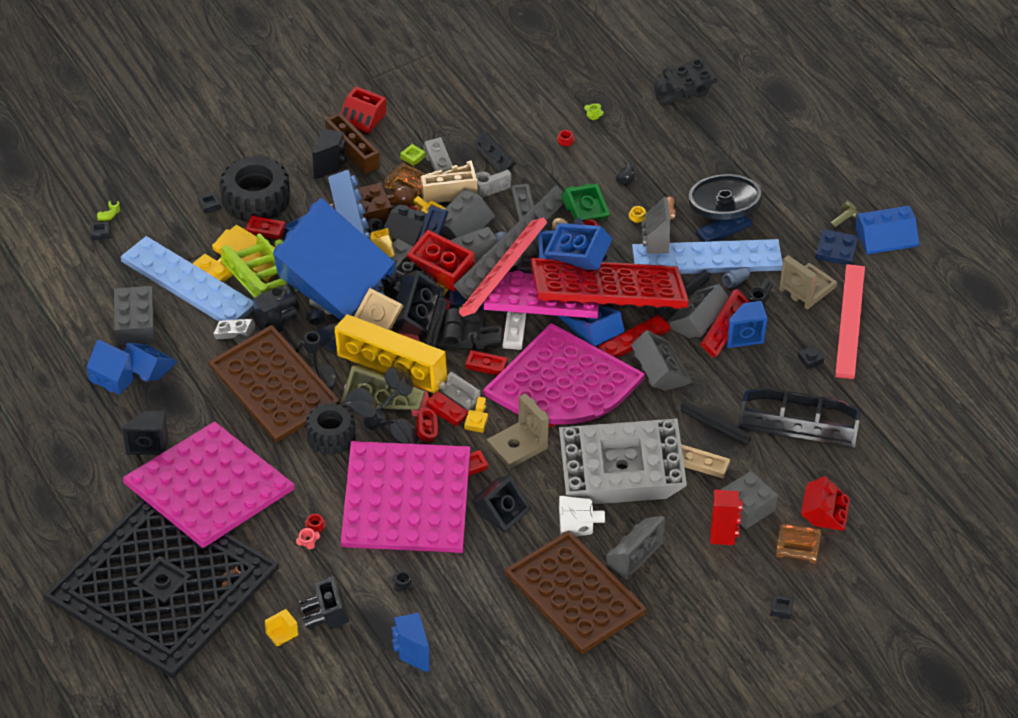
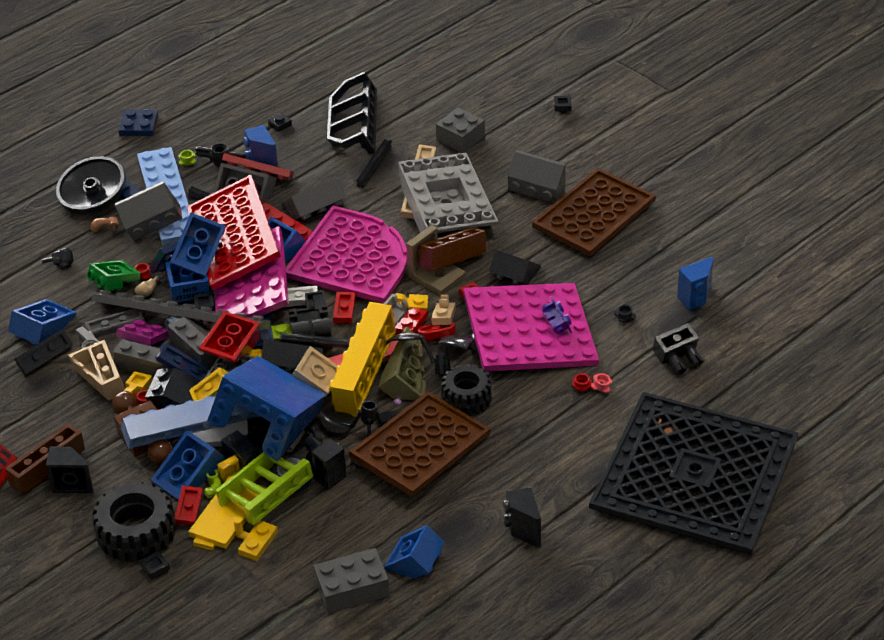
camera: 100 degrees left, 5 degrees down
(110, 367) = (440, 575): blue slope -> none
(187, 281) = (280, 558): light blue plate -> none
(208, 484) = (566, 462): dark pink plate -> none
(235, 329) = (349, 494): light grey plate -> none
(281, 627) = (709, 378): yellow panel -> none
(398, 512) = (561, 321): none -> dark purple hinge
(406, 175) = (88, 408): clear orange plate -> none
(412, 155) = (51, 414): lime plate -> none
(437, 155) = (47, 394): light grey plate -> none
(448, 432) = (443, 311): none -> tan plate
(493, 214) = (142, 333): none -> magenta plate
(502, 267) = (228, 300): coral tile -> none
(531, 447) = (452, 249): none -> reddish brown brick
(538, 154) = (39, 320): none -> blue slope
(565, 138) = (8, 306): red plate -> none
(578, 516) = (515, 221): white torso -> none
(637, 214) = (117, 243): yellow plate -> none
(725, 517) = (497, 126): red brick -> none
(733, 278) = (194, 172): sand blue cone -> none
(762, 274) = (187, 158): none -> lime plate
(801, 538) = (487, 103): clear orange plate -> none
(805, 282) = (199, 124): dark tan bracket -> none
(825, 504) = (449, 91): red slope -> none
(849, 210) = (97, 113): olive plant -> none
(850, 322) = (230, 105): coral tile -> none
(887, 229) = (114, 93): blue slope -> none

